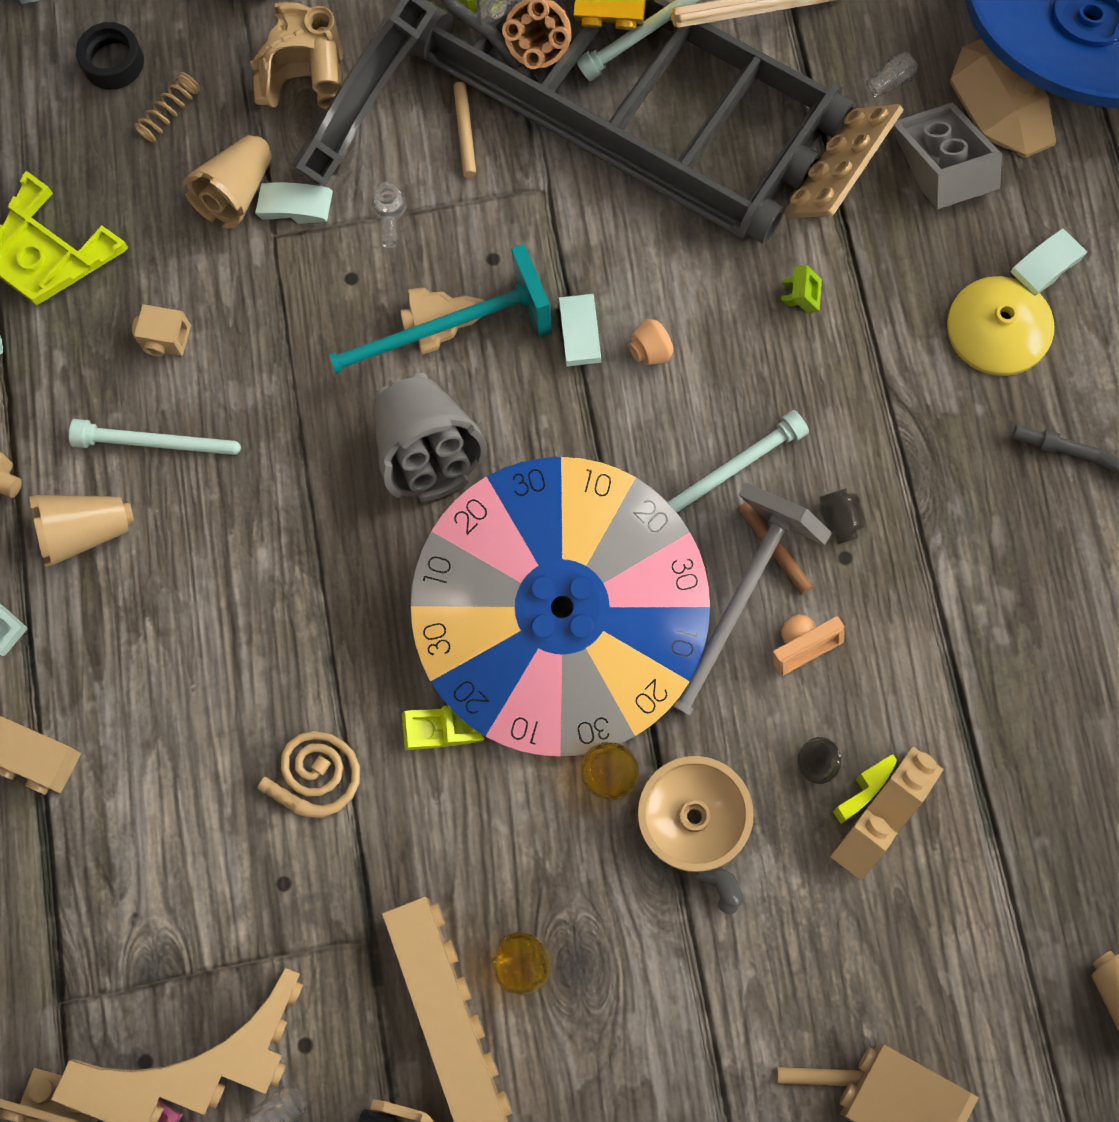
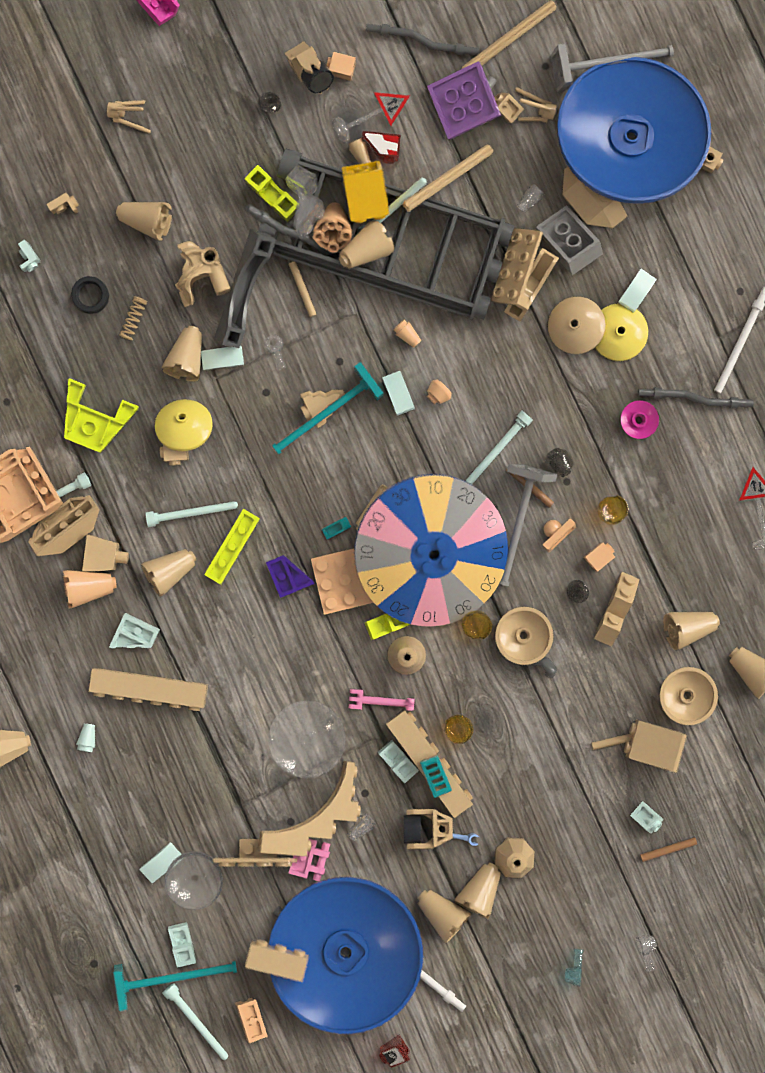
camera: 20 degrees left, 15 degrees up
(189, 289) = (185, 433): none -> light yellow dish
(205, 515) = (232, 546): none -> neon yellow plate
(223, 903) = (307, 739): none -> clear dish
(286, 593) = (287, 576): none -> dark purple wing
(319, 767) = (331, 659): tan piece -> none
(375, 630) = (339, 582): none -> light nougat plate
(387, 998) = (398, 761): none -> light aqua slope
(402, 532) = (336, 528): none -> teal piece
(424, 440) = (335, 478): light grey cone -> none
(438, 889) = (409, 703): none -> bright pink hinge
(442, 1009) = (429, 761): none -> teal slope
(468, 807) = (400, 648): none -> tan cone
(591, 67) = (367, 246): none -> tan cone
(622, 236) = (407, 333): none -> light nougat cone
(805, 287) = (513, 340): lime tile -> none
(865, 202) = (539, 272): none -> tan arch
(871, 782) = (606, 595): neon yellow slope -> none
(877, 704) = (600, 556): none -> light nougat brick
(922, 624) = (613, 510): none -> clear yellow hair
(928, 309) = (587, 332): none -> tan dish
(1017, 466) = (649, 417): none -> dark pink dish
(1022, 883) = (688, 627): none -> tan cone
(1023, 1017) = (702, 696): none -> tan dish

